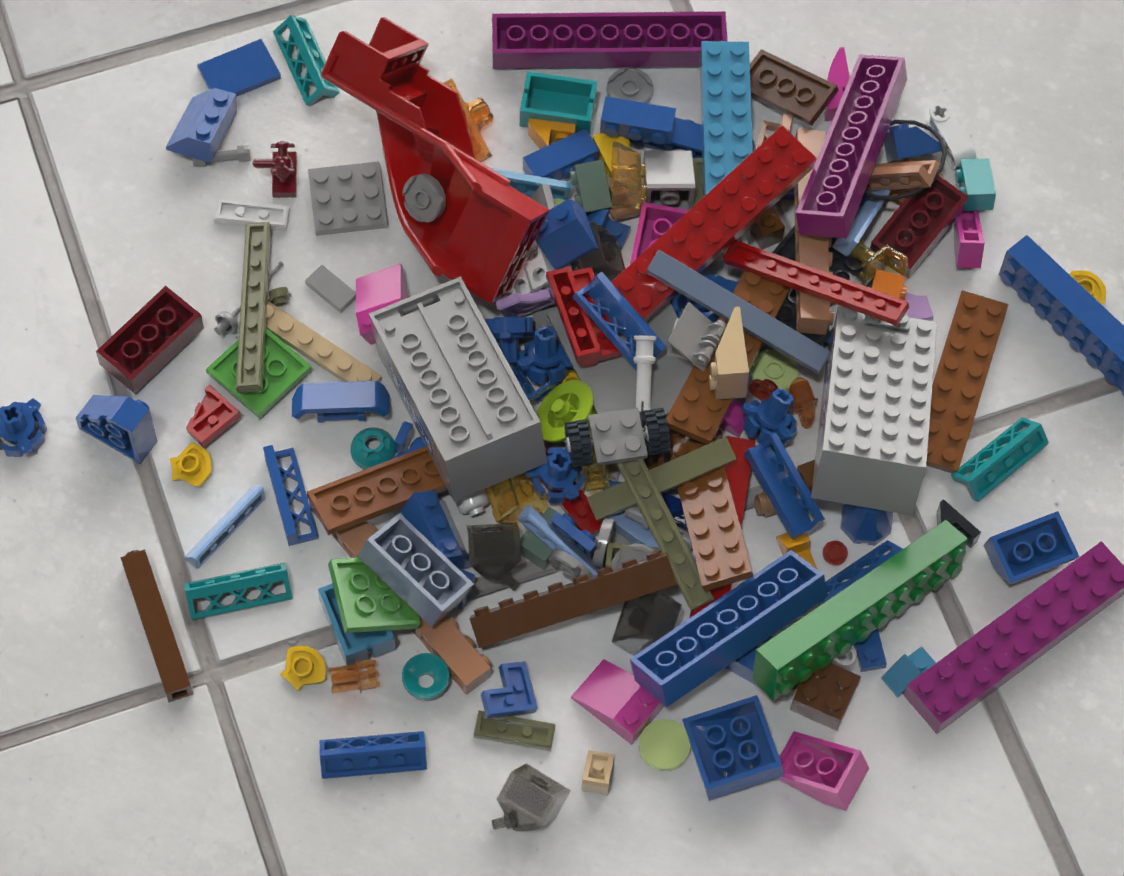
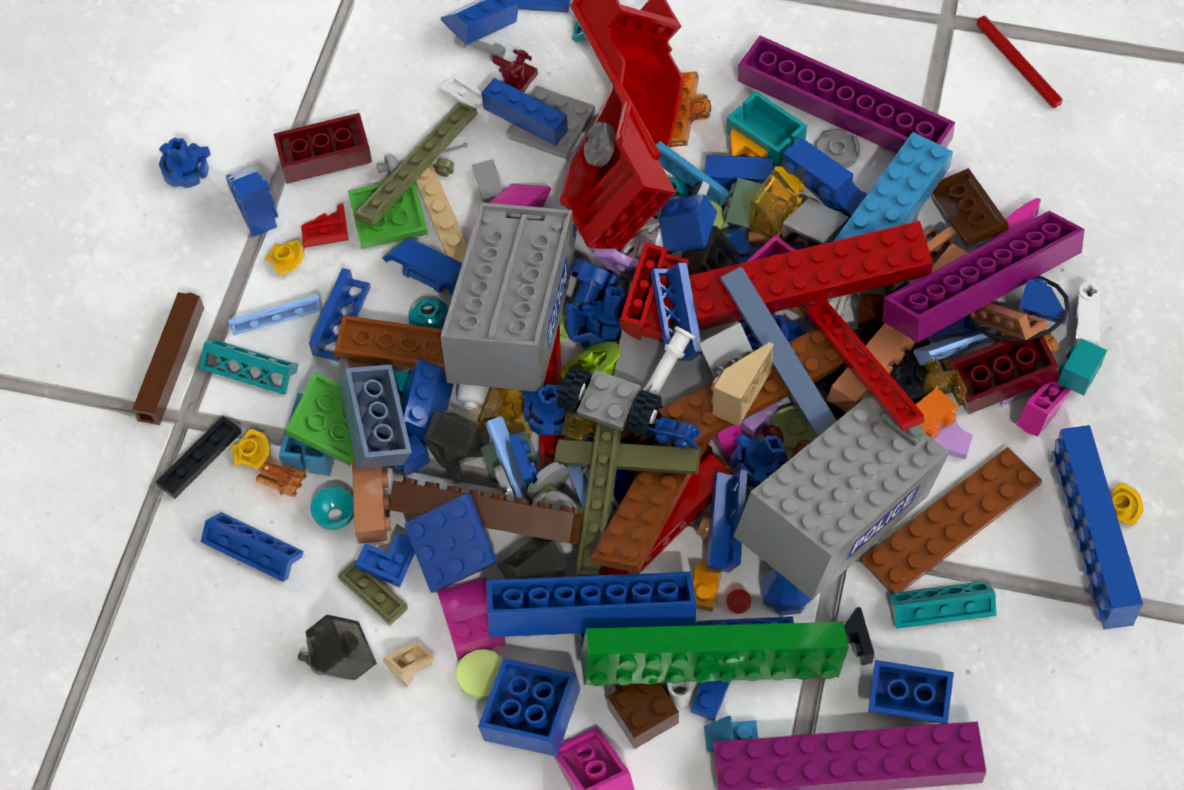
camera: 40 degrees right, 5 degrees down
(259, 702) = (198, 457): none -> black plate
(324, 201) = (525, 111): none -> blue brick
(561, 645) = (450, 543): none -> blue plate
(706, 433) = (683, 437): none -> blue hinge

